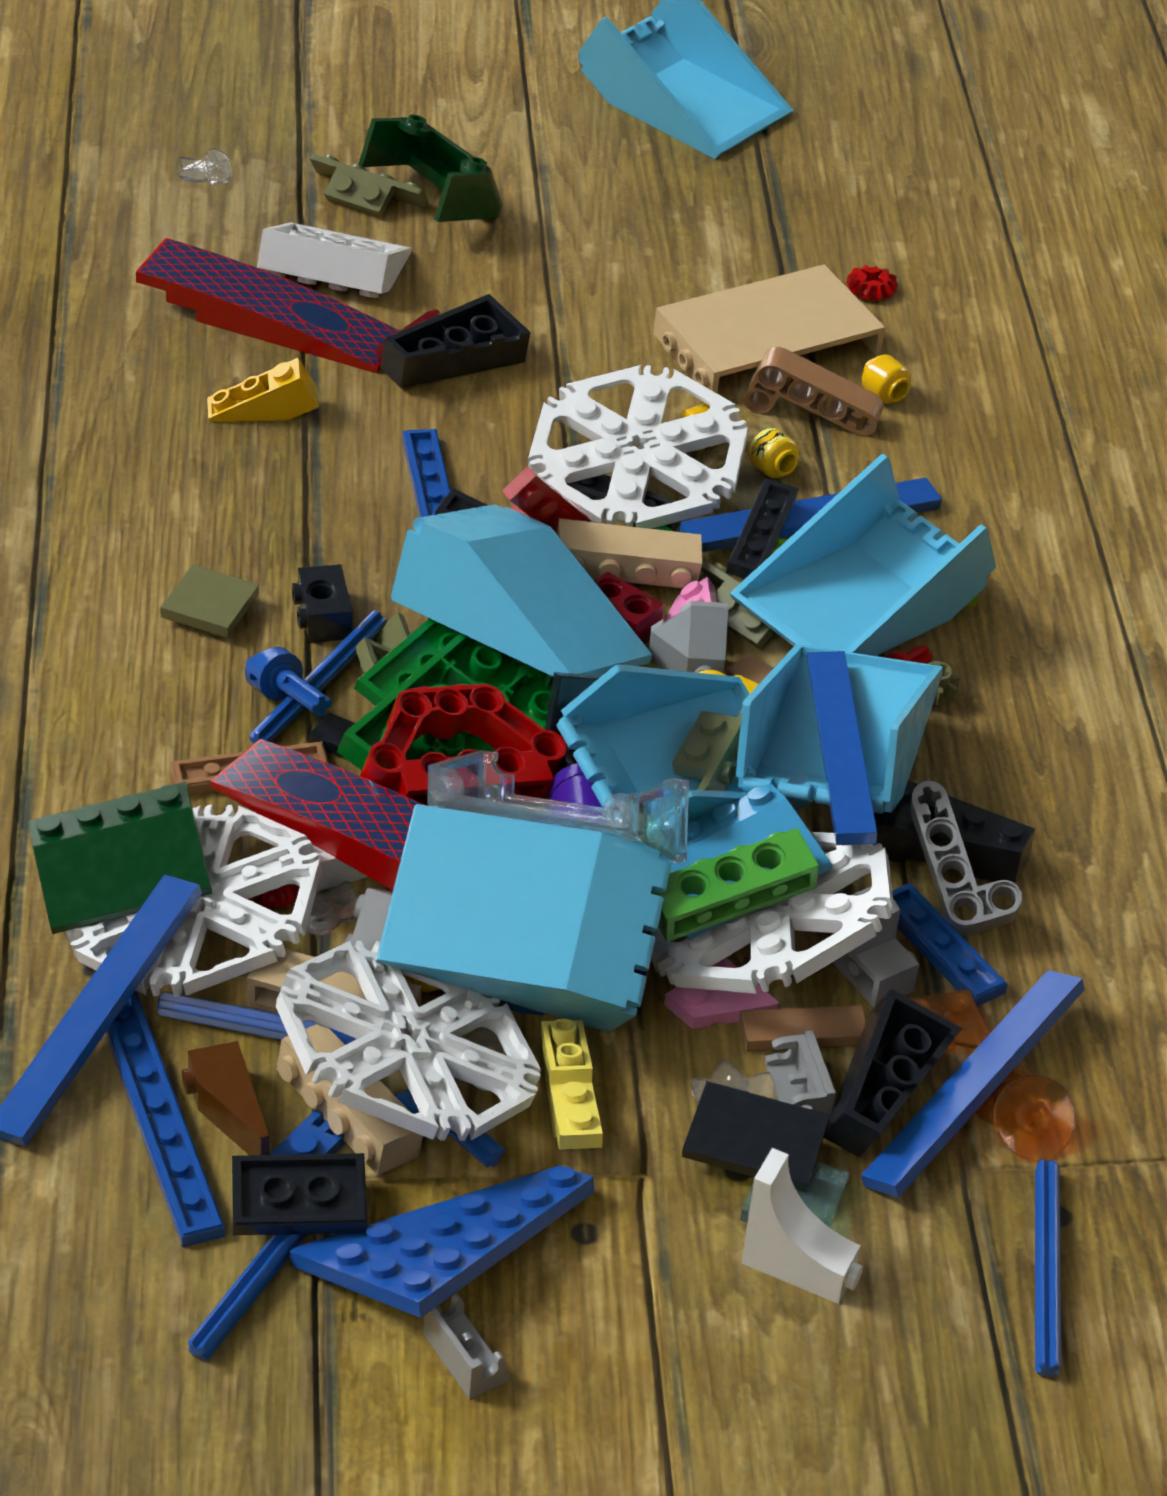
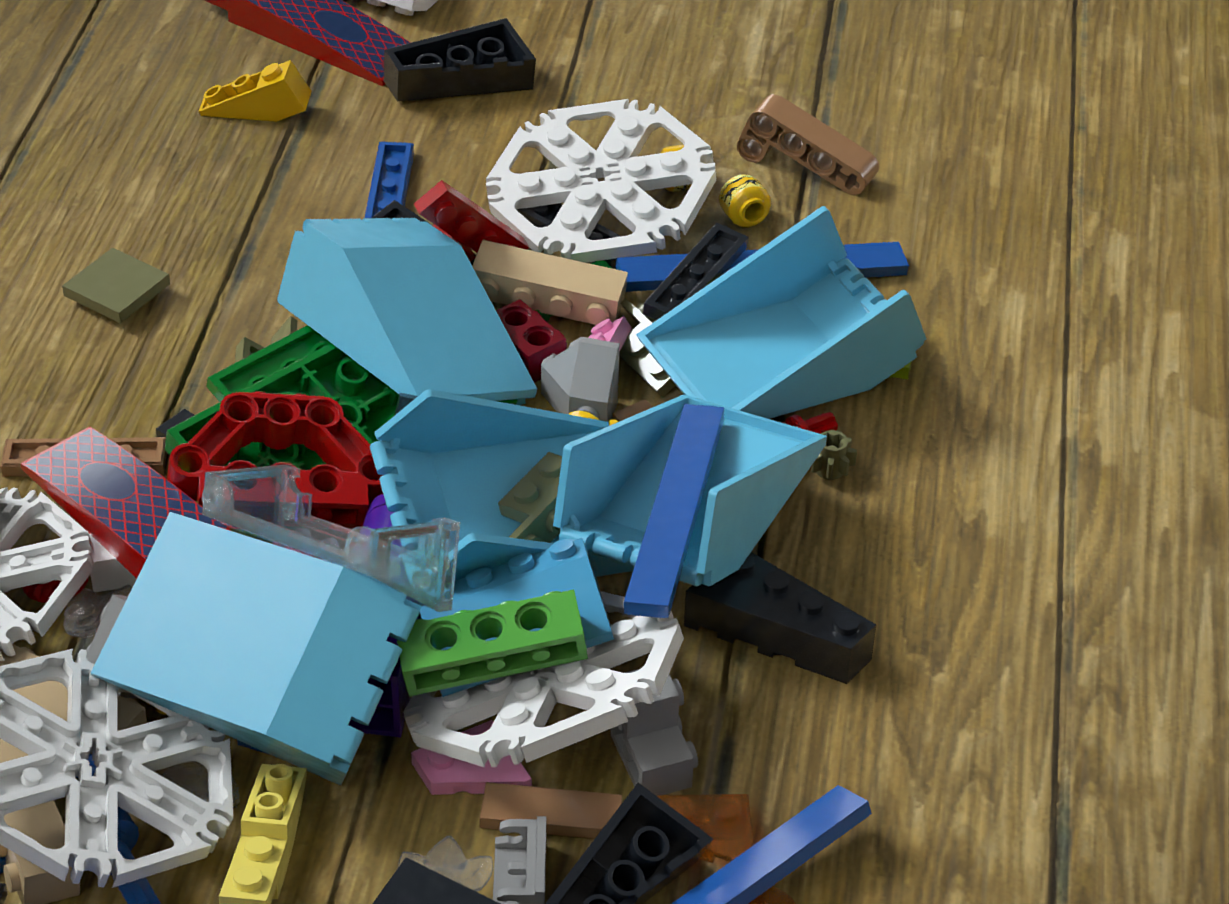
camera: 15 degrees right, 0 degrees up
(281, 675) = (147, 367): blue piece -> none
(319, 678) = (185, 377): blue axle -> none
(323, 603) = (225, 300): black brick -> none
(740, 324) = (801, 66): tan panel -> none
(872, 283) = (913, 47): red gear -> none
(886, 378) = (890, 140): yellow head -> none
(946, 947) = (740, 740): blue tile -> none
(955, 857) = (771, 643): light grey beam -> none

